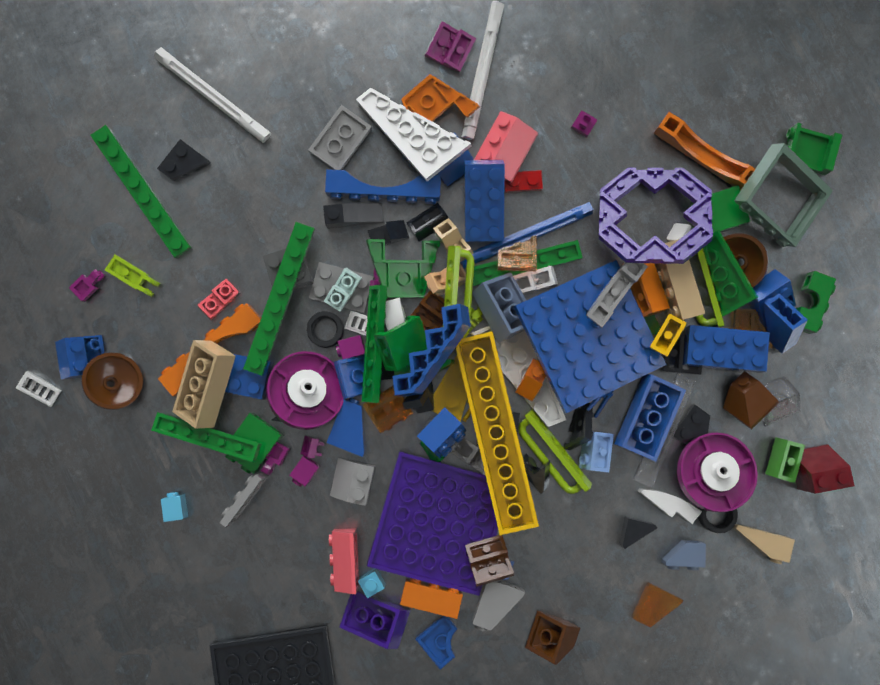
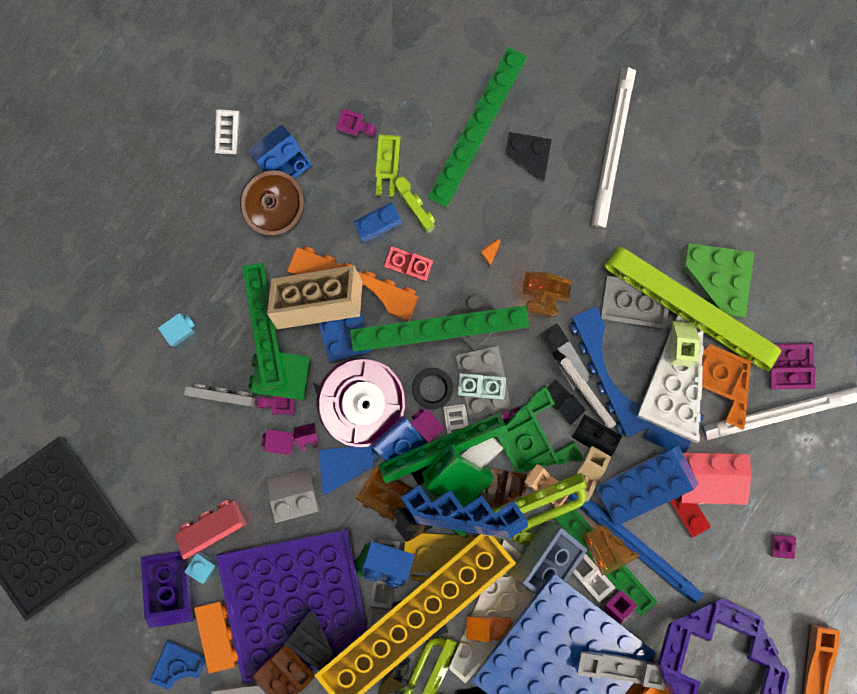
camera: 65 degrees right, 0 degrees up
(173, 306) = (377, 222): none -> blue brick
(174, 270) = (414, 204): none -> lime hinge
(241, 230) = (489, 252): none -> orange slope
(294, 200) = (546, 287): none -> clear orange brick
(354, 64) = (720, 276): none -> bright green brick
(365, 96) = (693, 308): none -> lime beam
(386, 211) = (585, 390): none -> tile
(390, 116) = (684, 344): none -> yellowish green slope
(472, 524) = (310, 641): none -> black wing
(567, 269) = (620, 607): none -> magenta brick

